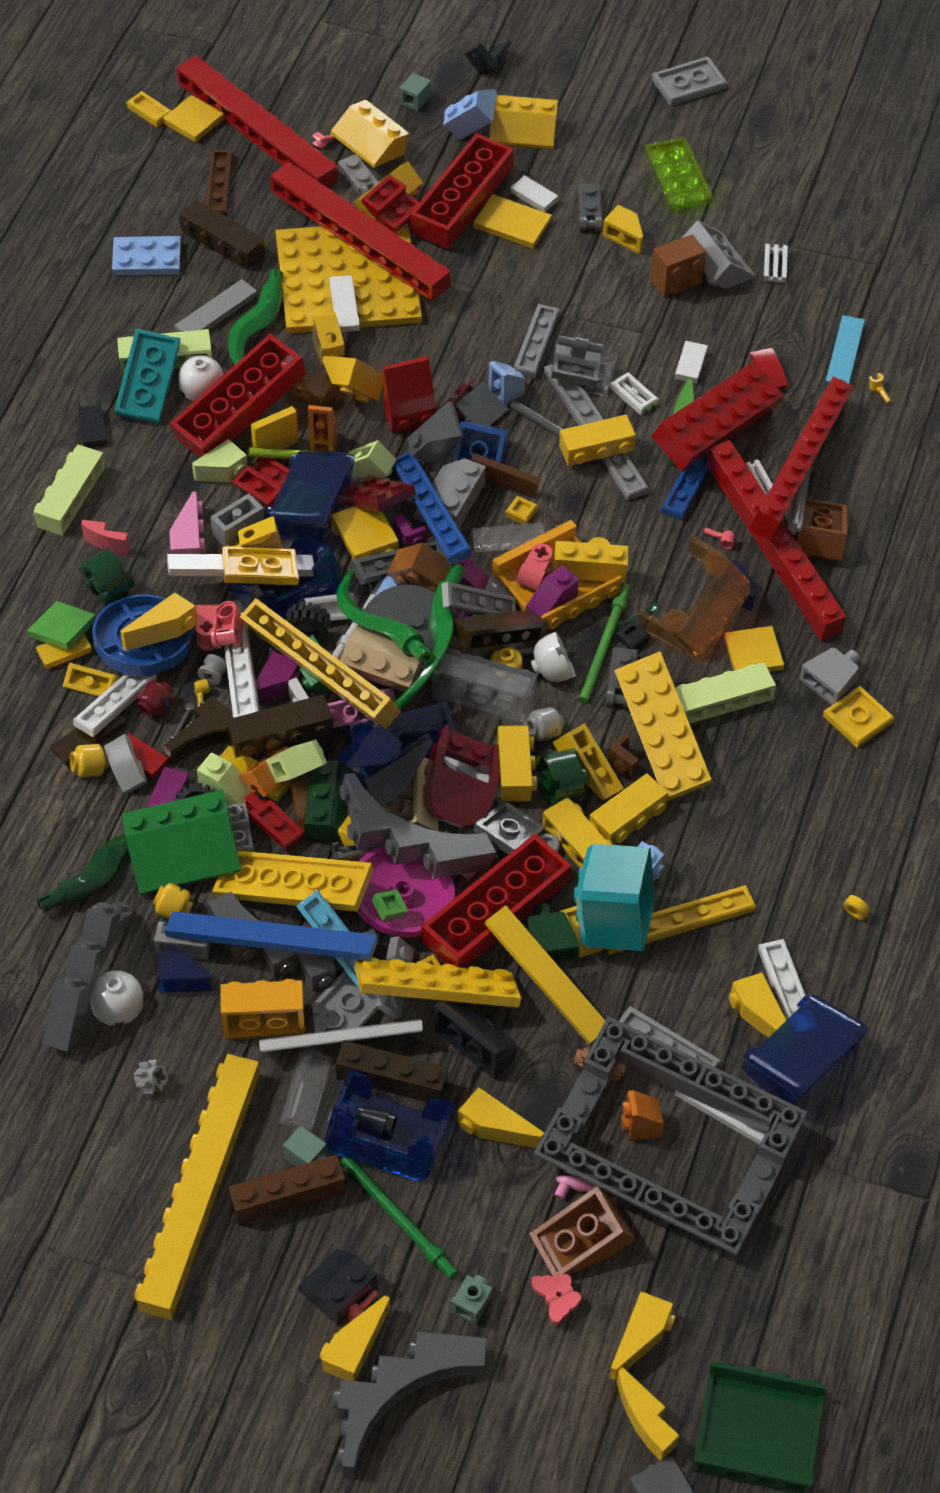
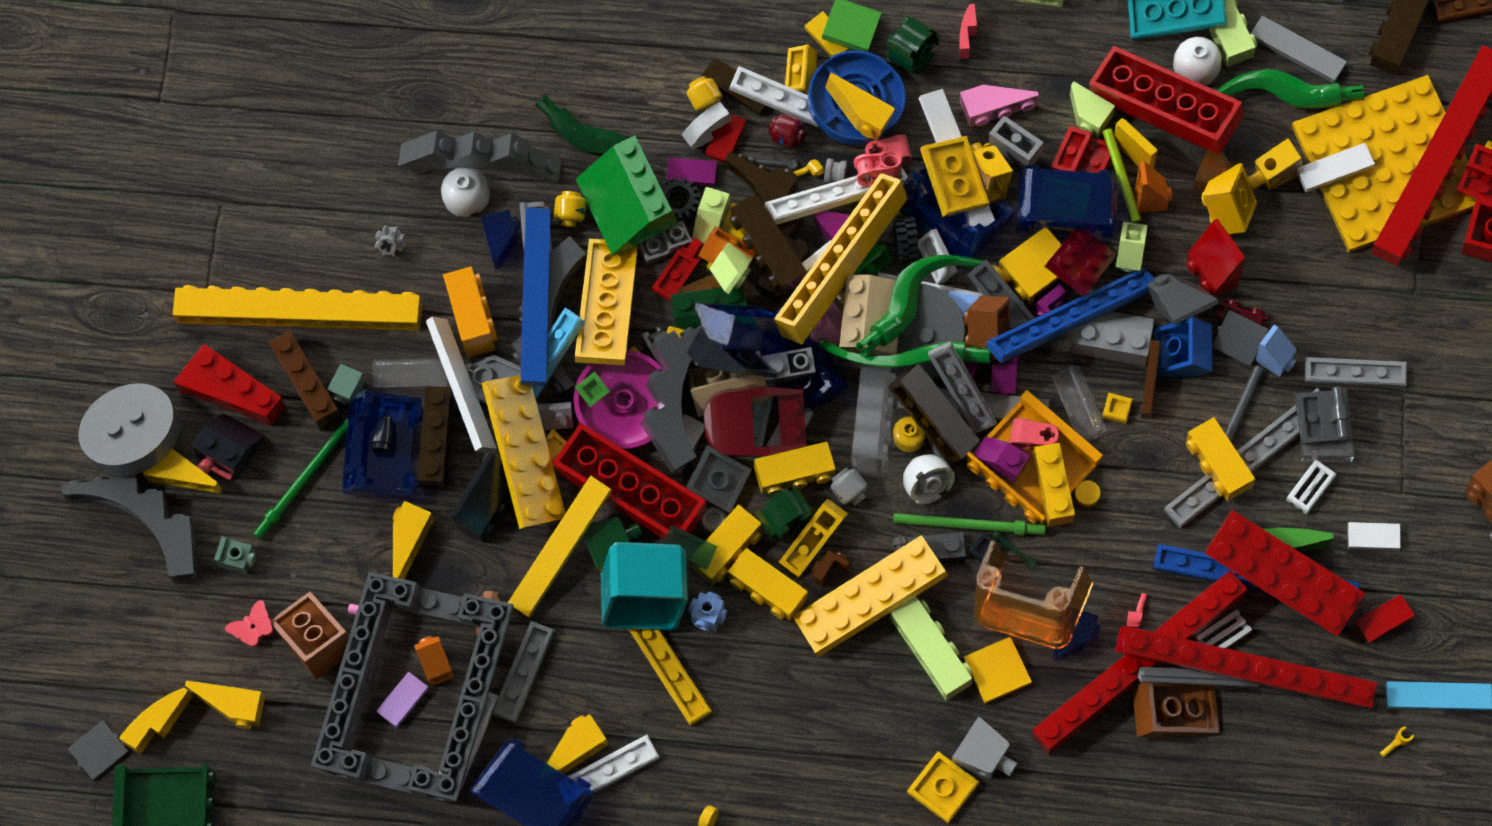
camera: 85 degrees right, 15 degrees up
(270, 1269) = (226, 385): none -> red wedge
(296, 1378) = (129, 429): none -> brick
(415, 724) = (790, 365): none -> light grey slope
(574, 857) = (697, 550): none -> clear green tile
(673, 1163) = (402, 699): none -> lavender tile

